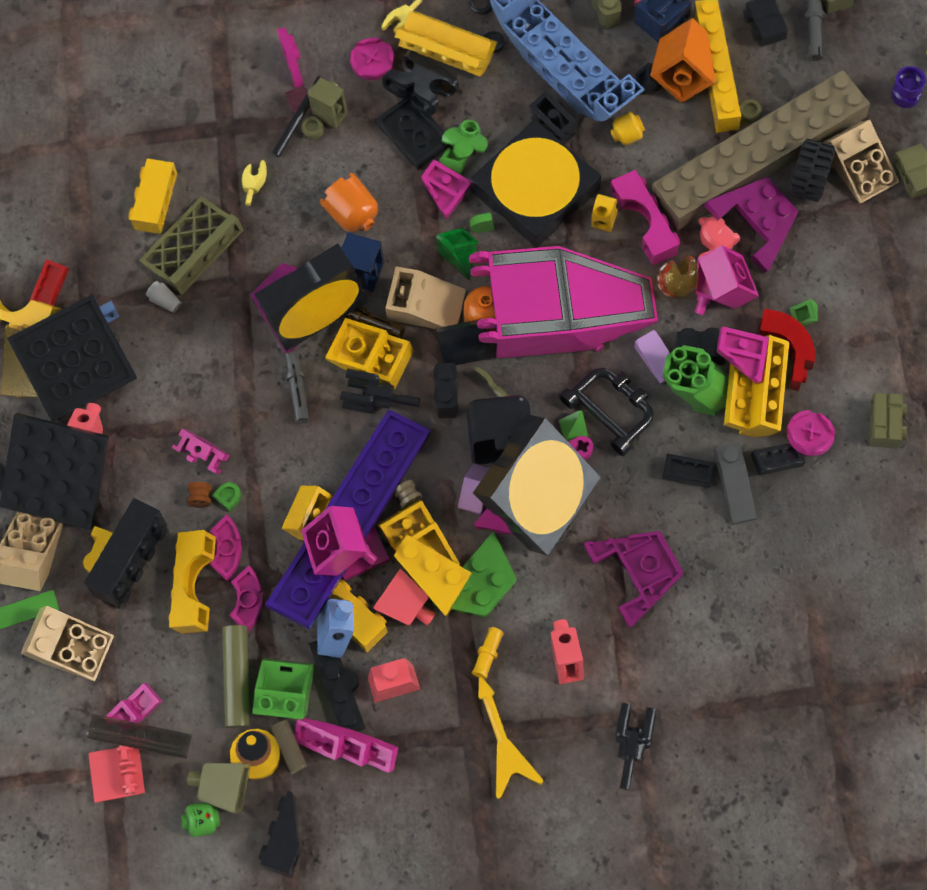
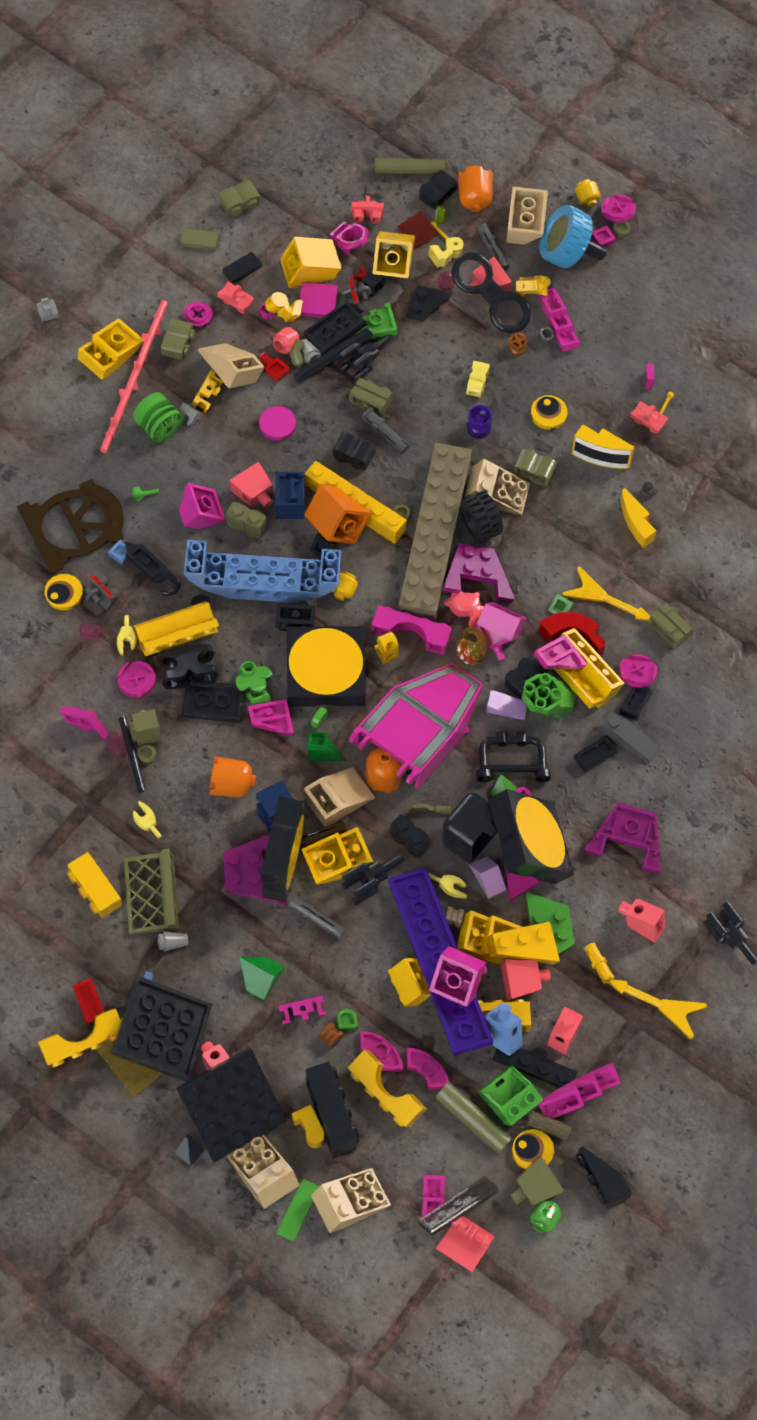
camera: 55 degrees left, 5 degrees down
(201, 391) = (260, 975): none -> green slope
(434, 461) = (446, 884): none -> light yellow hand
(461, 343) = (392, 797): black slope -> none
(849, 327) = (594, 592): none -> yellow piece

